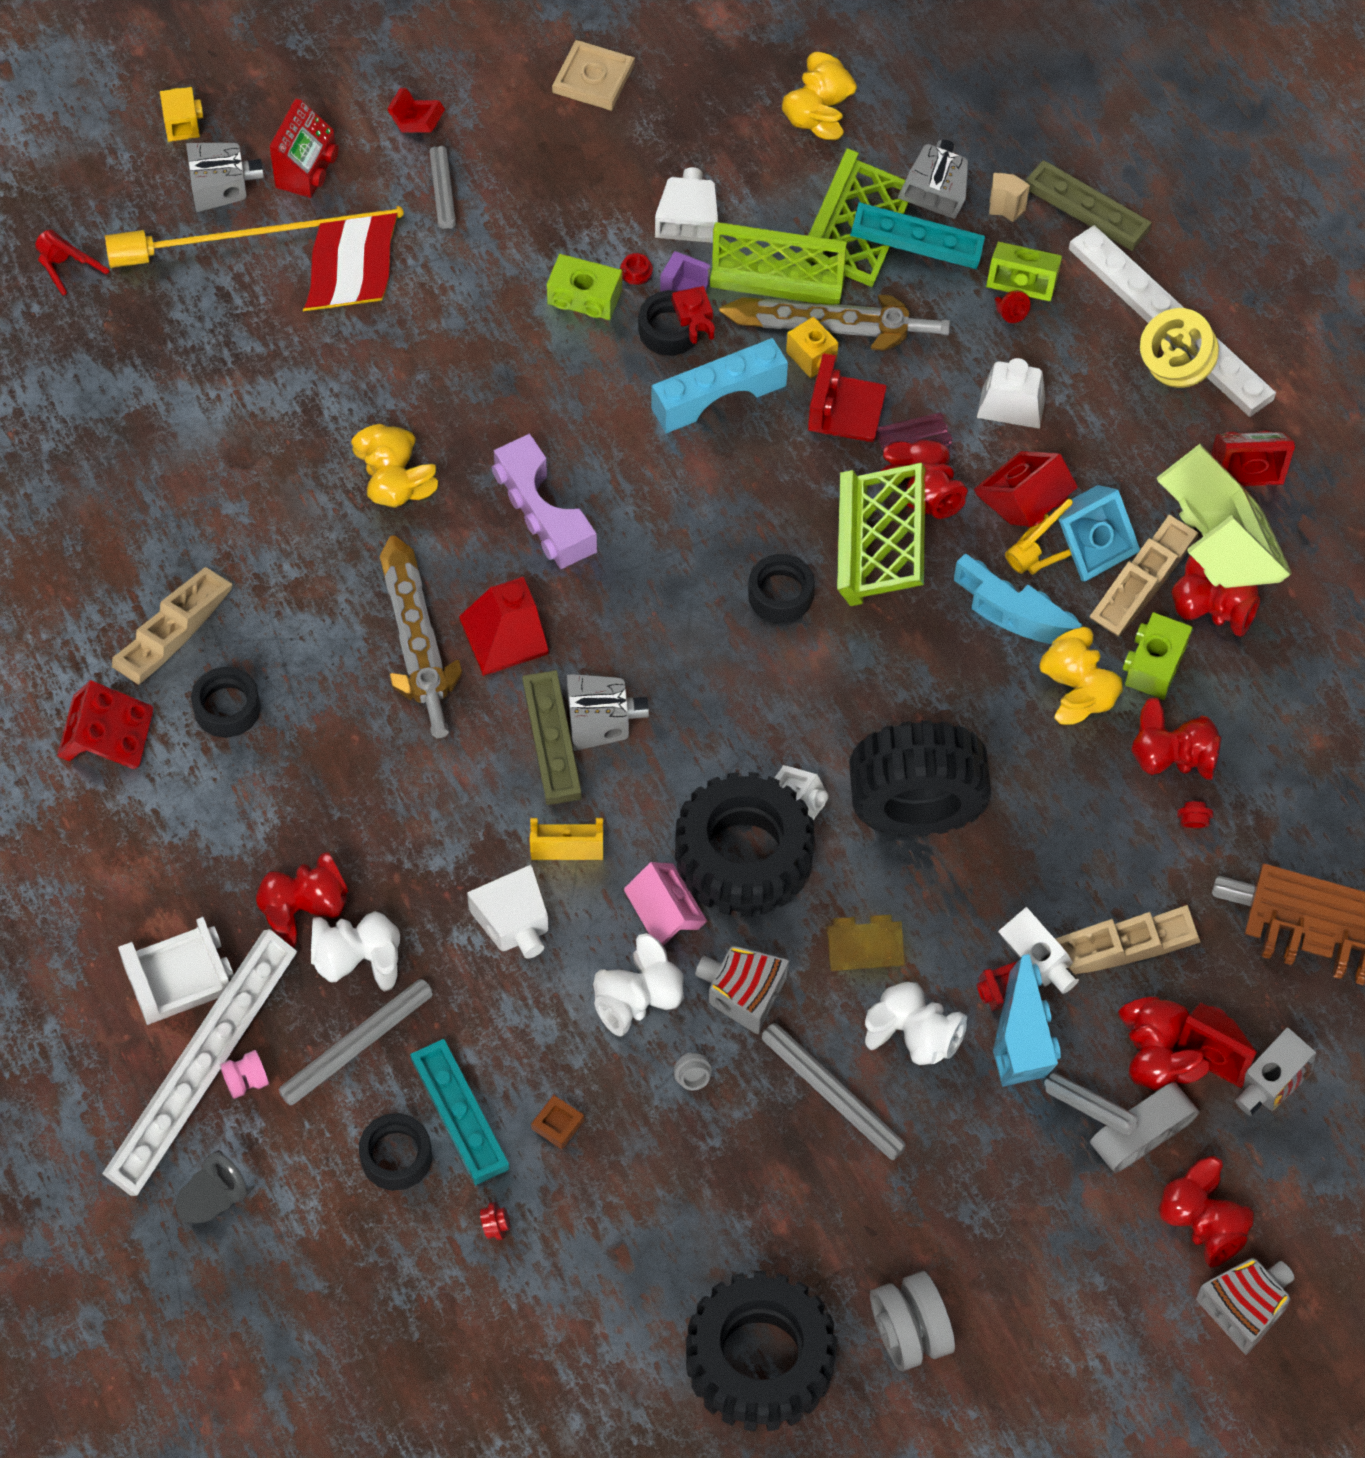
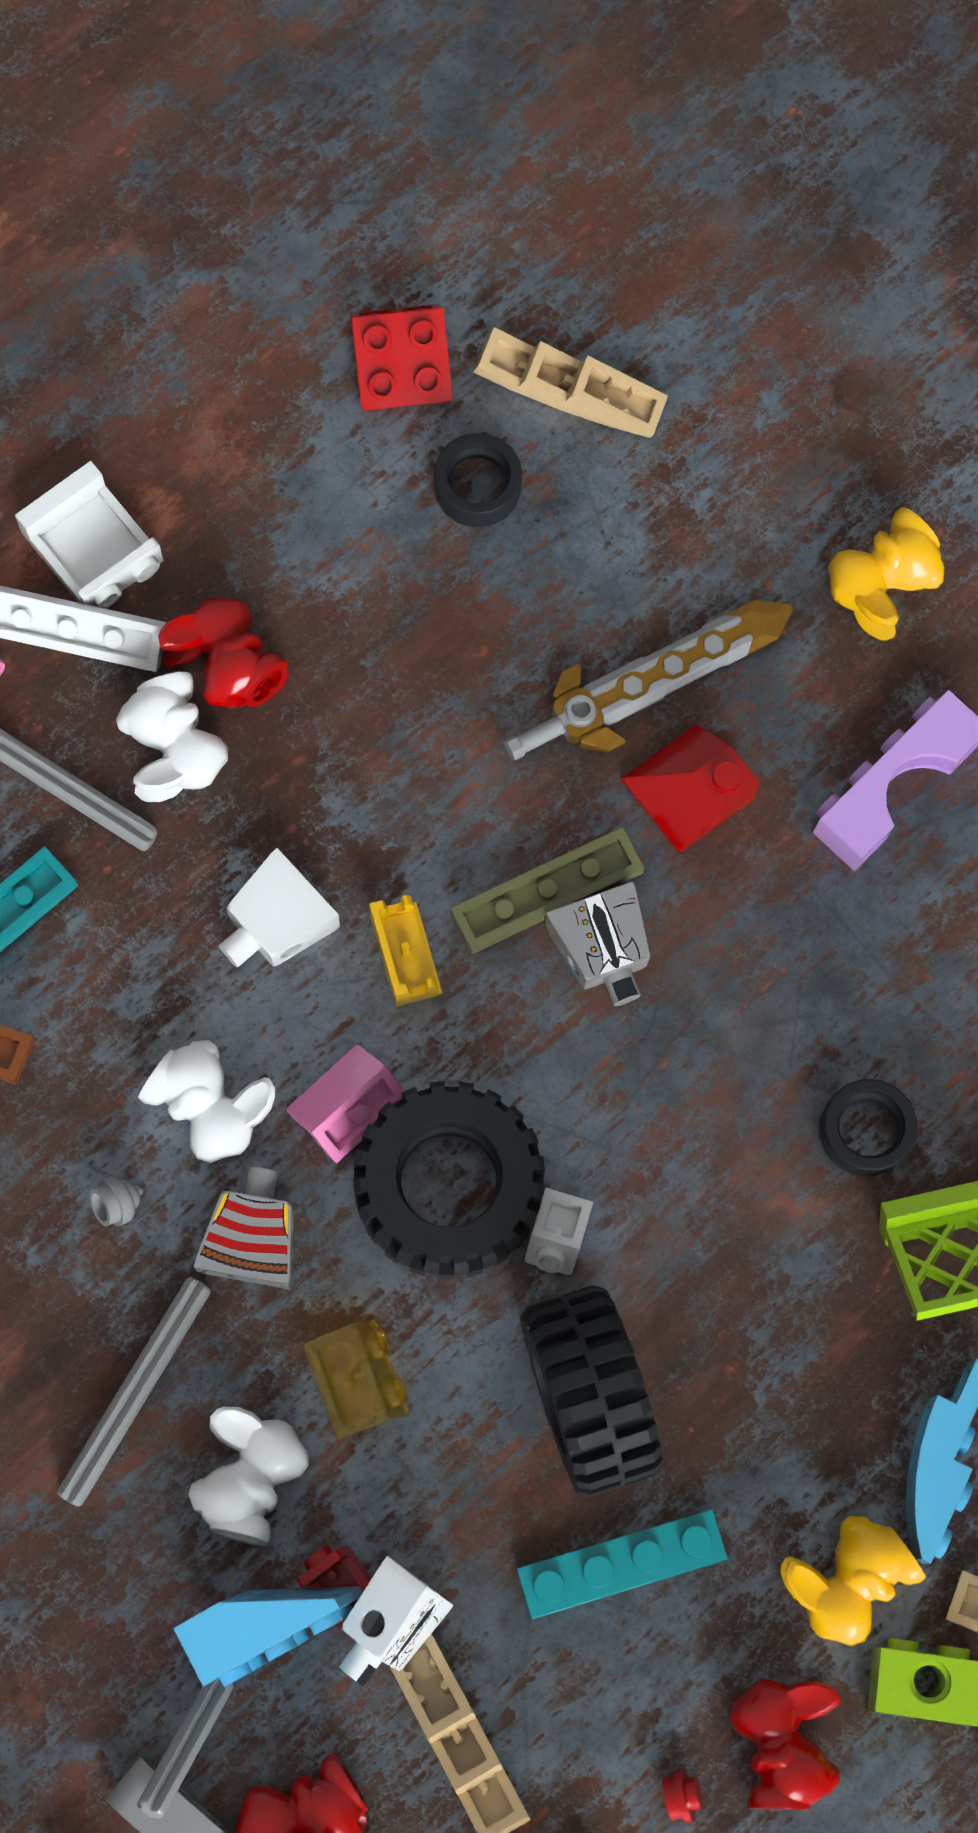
camera: 70 degrees right, 15 degrees up
(1034, 816) = (621, 1564): none -> teal plate

